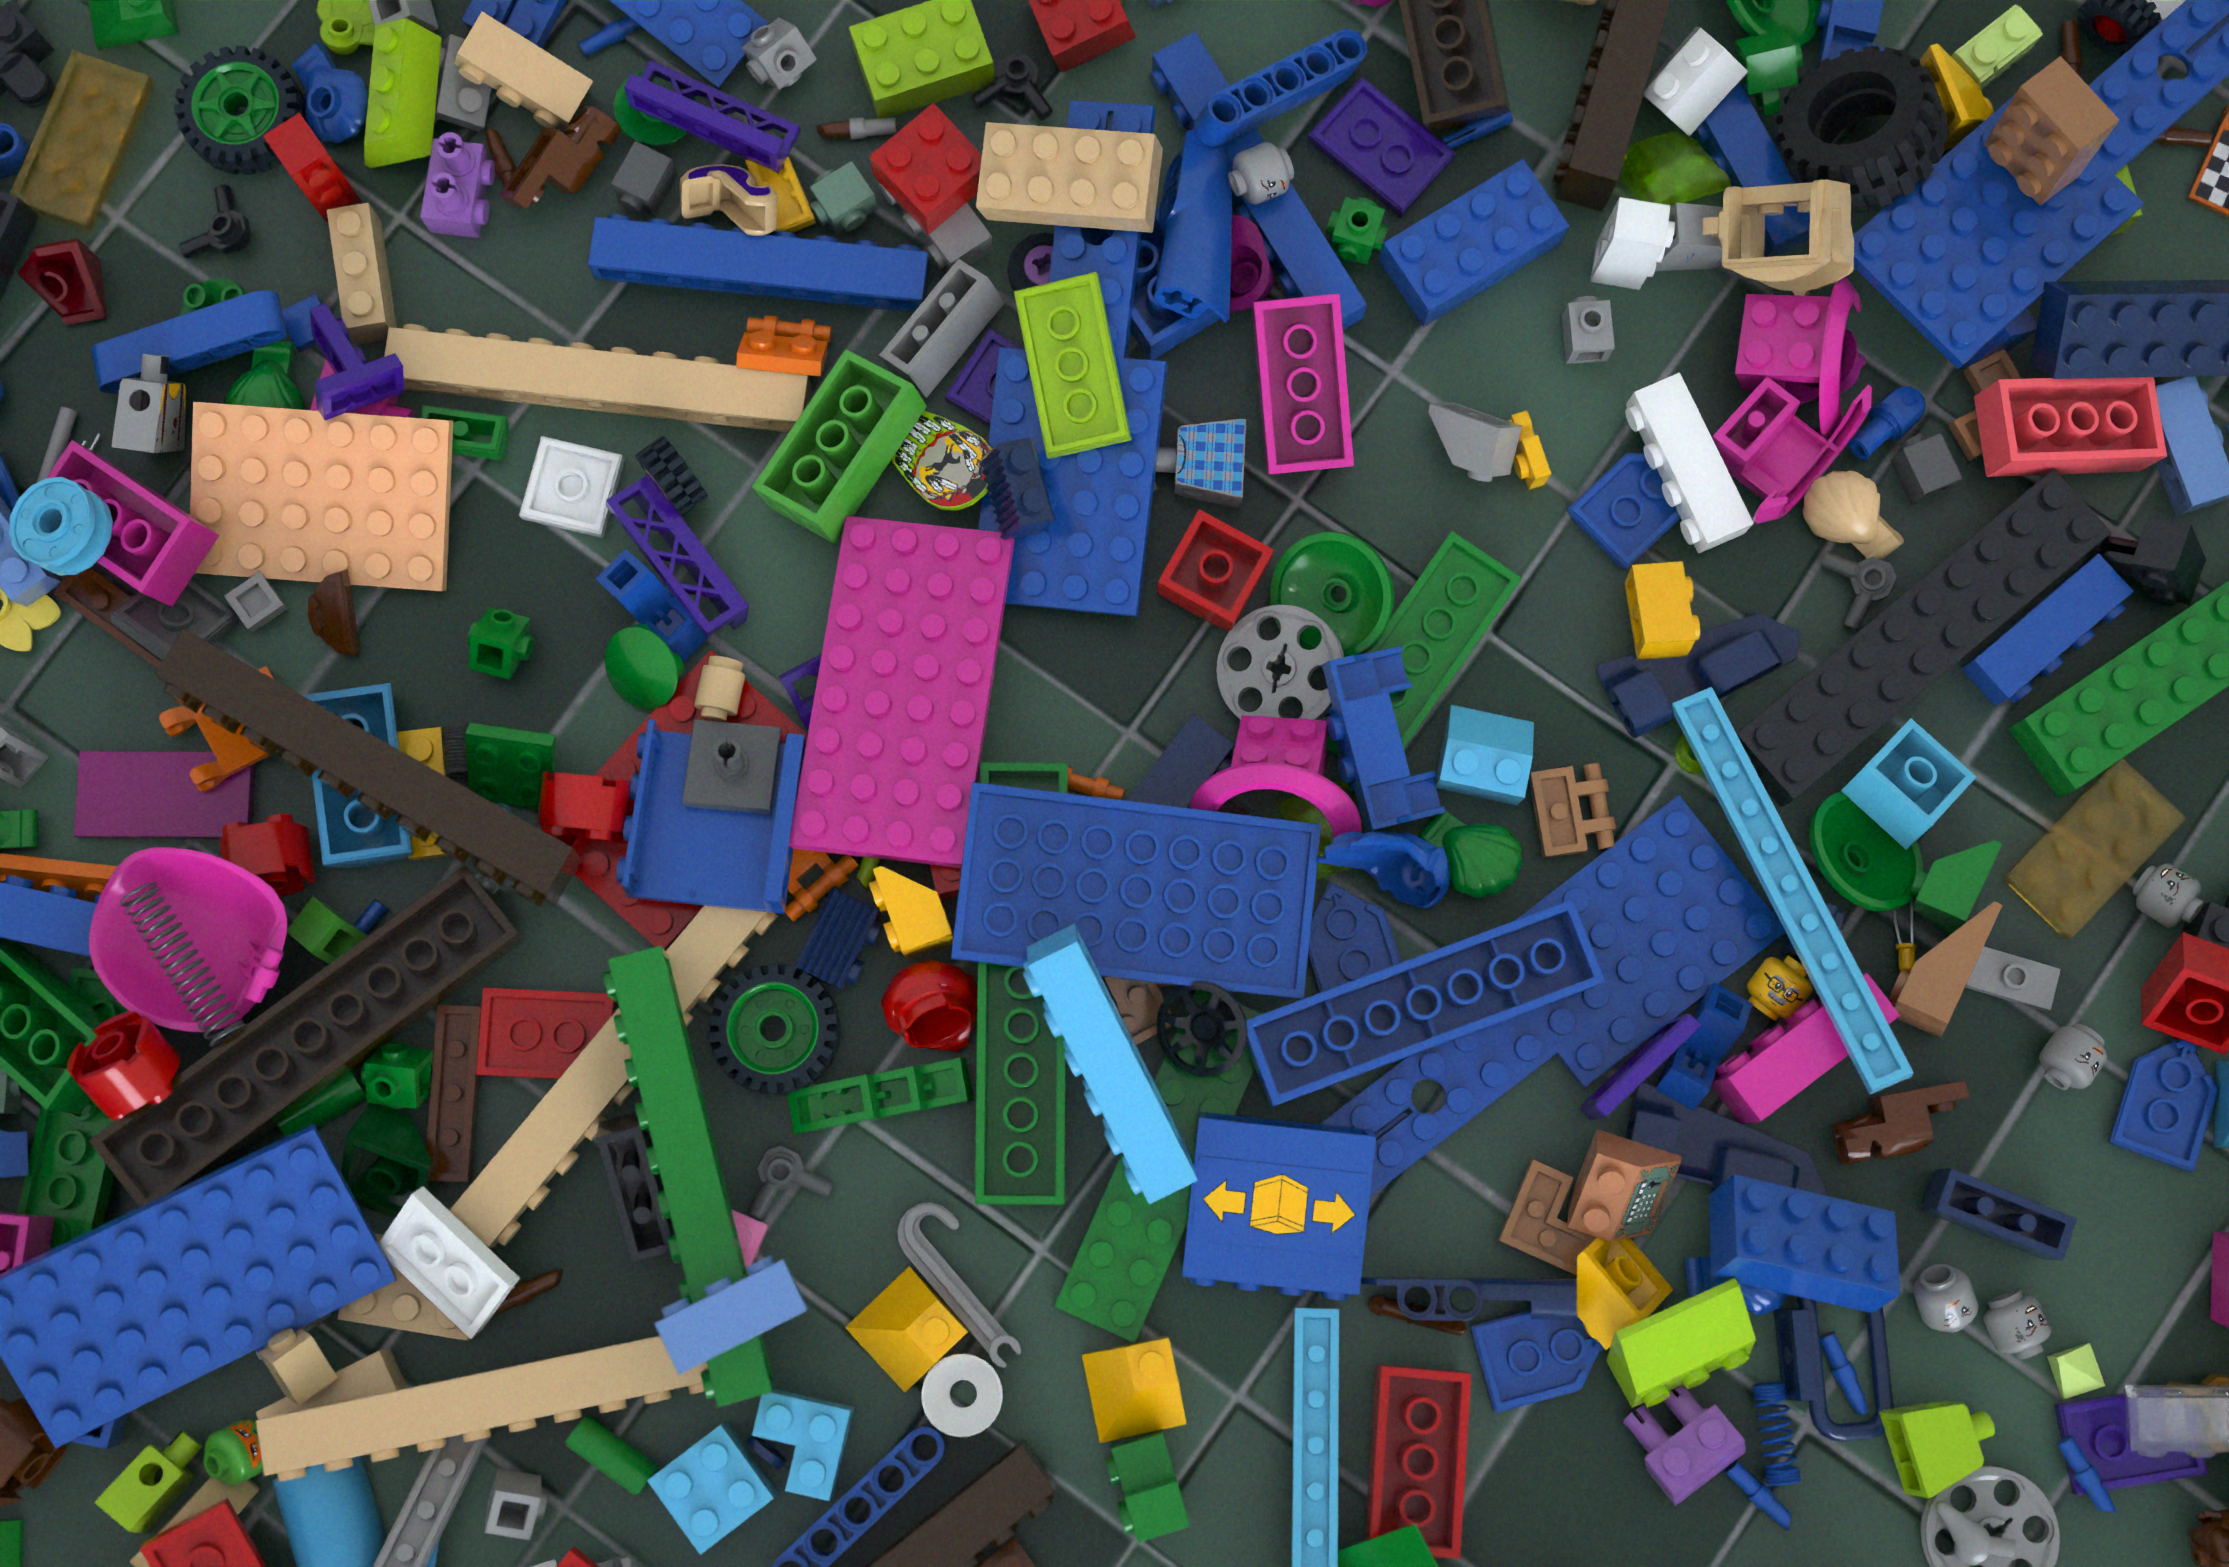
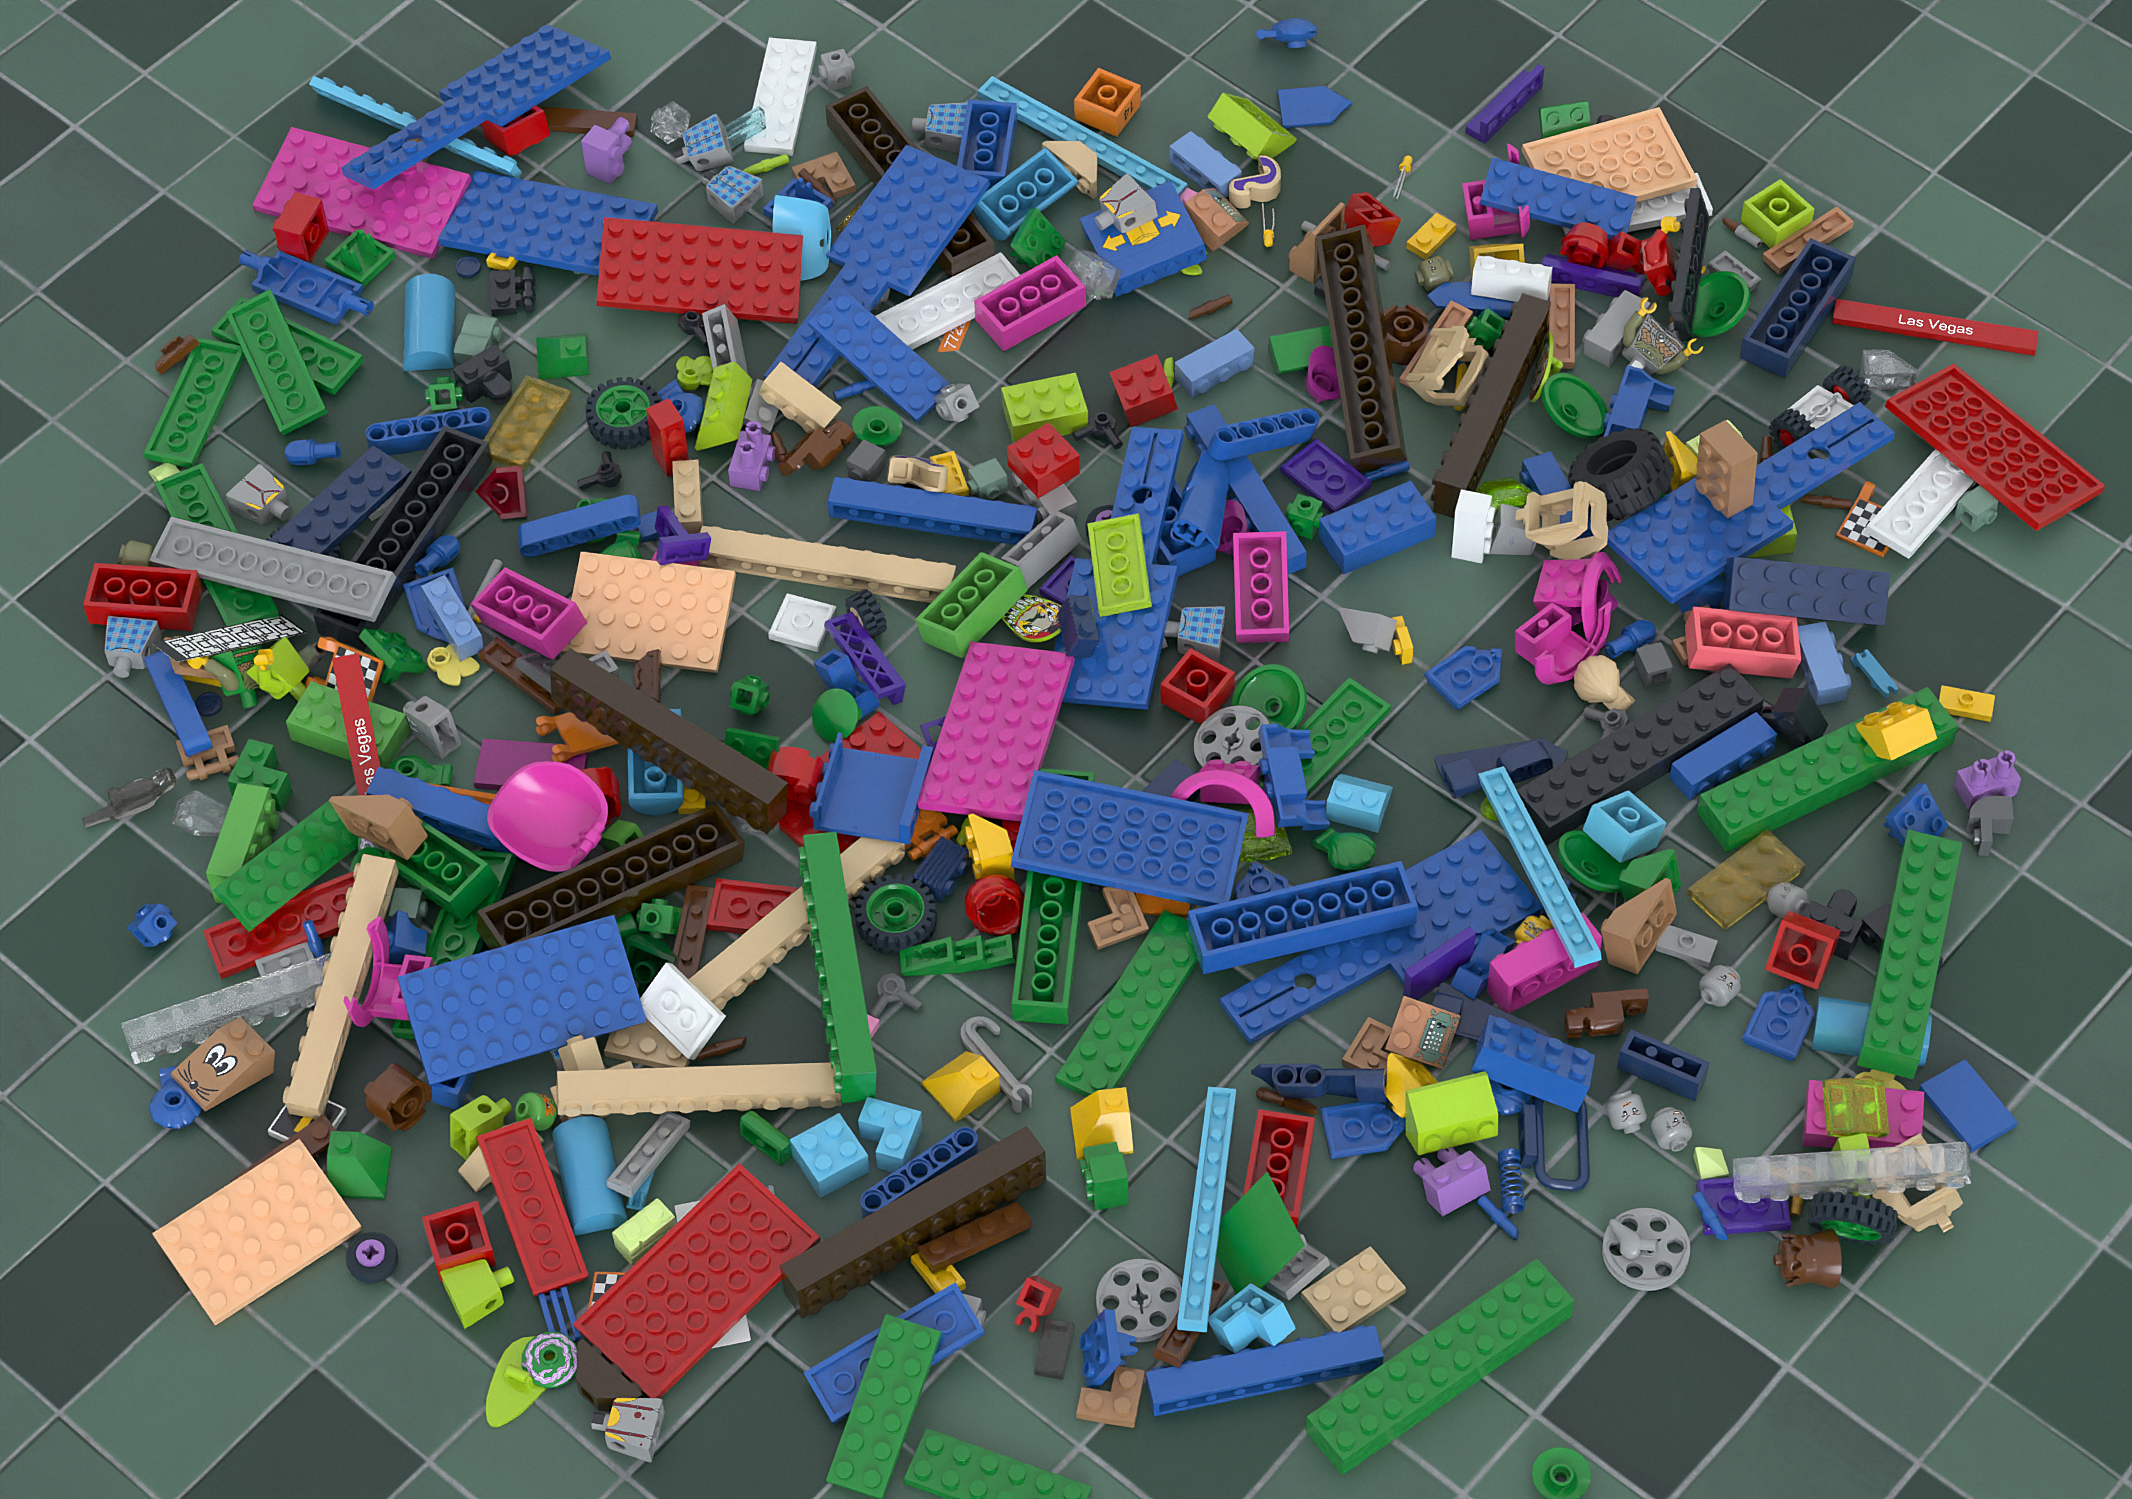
camera: 10 degrees right, 25 degrees down
(60, 526) = (496, 604): medium azure wheel -> none
(125, 1065) = (504, 874): red brick -> none
(150, 410) = (553, 558): light grey torso -> none
(151, 892) = (541, 830): dark grey piece -> none
(474, 432) = (749, 589): green brick -> none
(514, 1504) = (704, 1152): light grey brick -> none
(634, 1186) = (801, 981): black brick -> none
(712, 123) = (911, 430): dark purple fence -> none
(720, 688) = (883, 724): tan brick -> none
(730, 1313) = (857, 1020): medium blue brick -> none
(732, 767) = (886, 765): dark grey tile -> none
(766, 1451) = (865, 1140): dark blue piece -> none
(784, 346) = (943, 553): orange plate -> none
(857, 128) = (998, 446): light grey piece -> none
(961, 1420) = (991, 1106): white piece -> none
(1069, 177) = (1127, 461): tan brick -> none
(1111, 1064) = (1104, 921): medium azure brick -> none
(1205, 1026) = (1166, 919): black wheel -> none
(1261, 173) = (1246, 474): light grey head -> none
(1279, 1205) = (1201, 1025): blue panel -> none
(1400, 863) = (1290, 840): blue hair -> none
(1559, 811) = (1403, 833): medium nougat plate -> none
(1587, 330) = (1445, 579): light grey brick -> none
(1661, 610) = (1476, 727): yellow brick -> none
(1688, 463) = (1500, 649): white brick -> none
(1693, 80) = (1519, 444): white slope -> none
(1770, 65) = (1566, 440): green brick -> none
(1844, 1372) = (1558, 1152): blue piece -> none
(1935, 1444) = (1612, 1188): lime torso -> none

